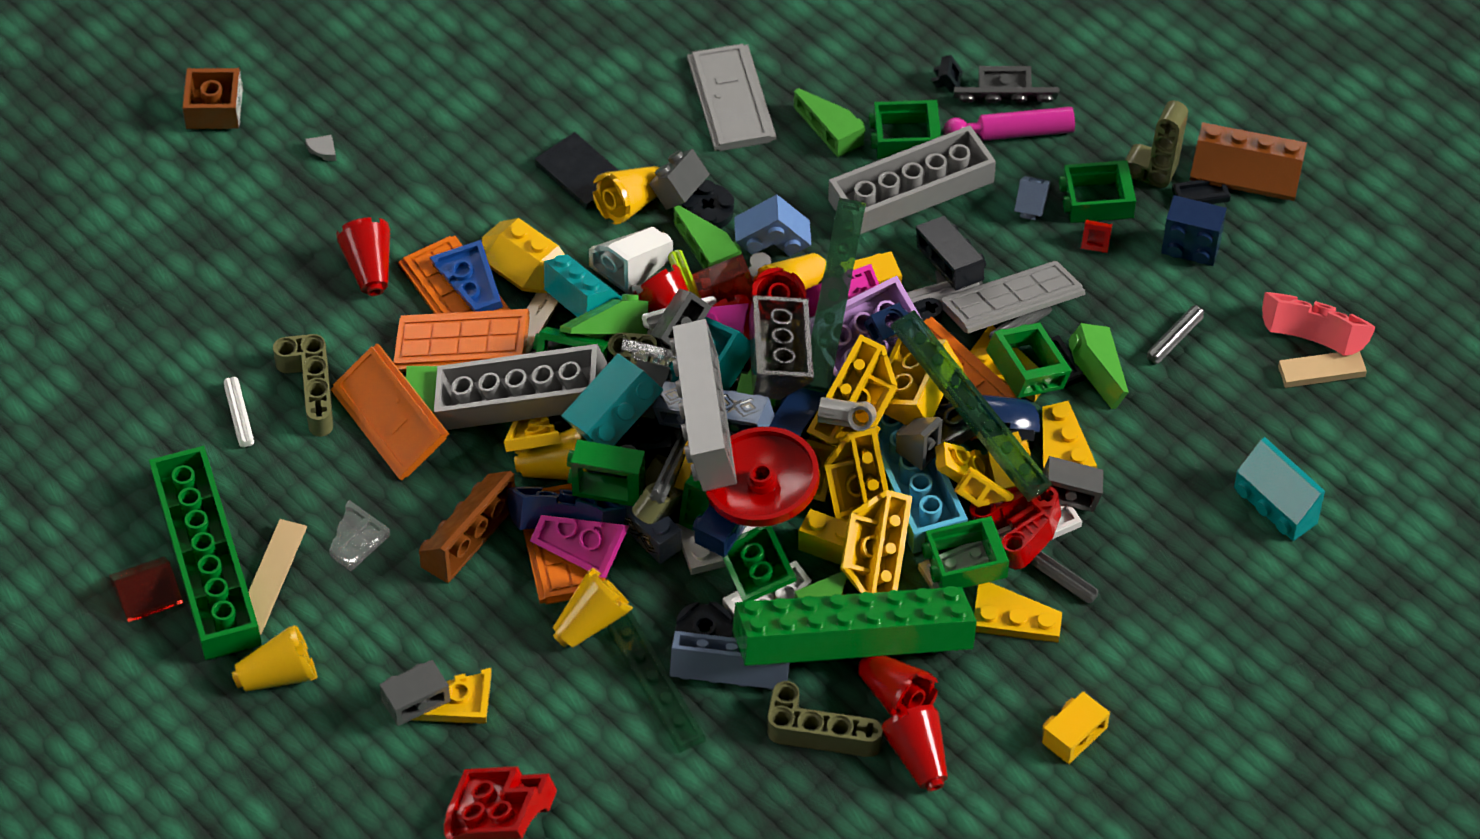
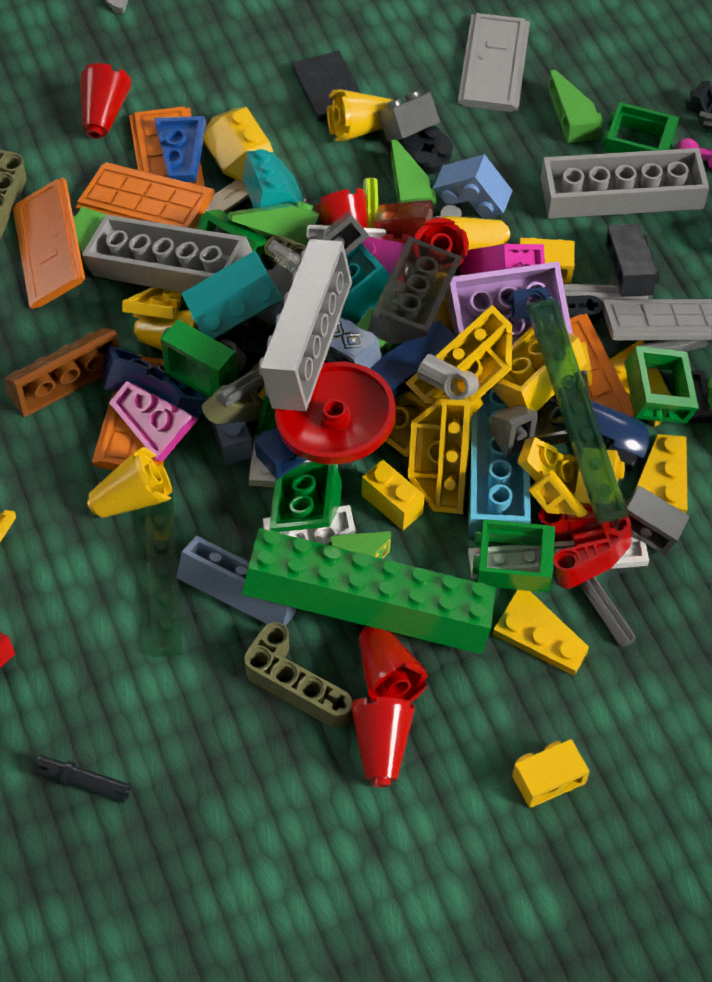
camera: 20 degrees right, 5 degrees up
(631, 257) = (334, 171): white slope -> none
(704, 614) = (233, 526): black plate -> none
(835, 291) = (488, 260): clear green tile -> none
(876, 542) = (429, 515): yellow wedge -> none

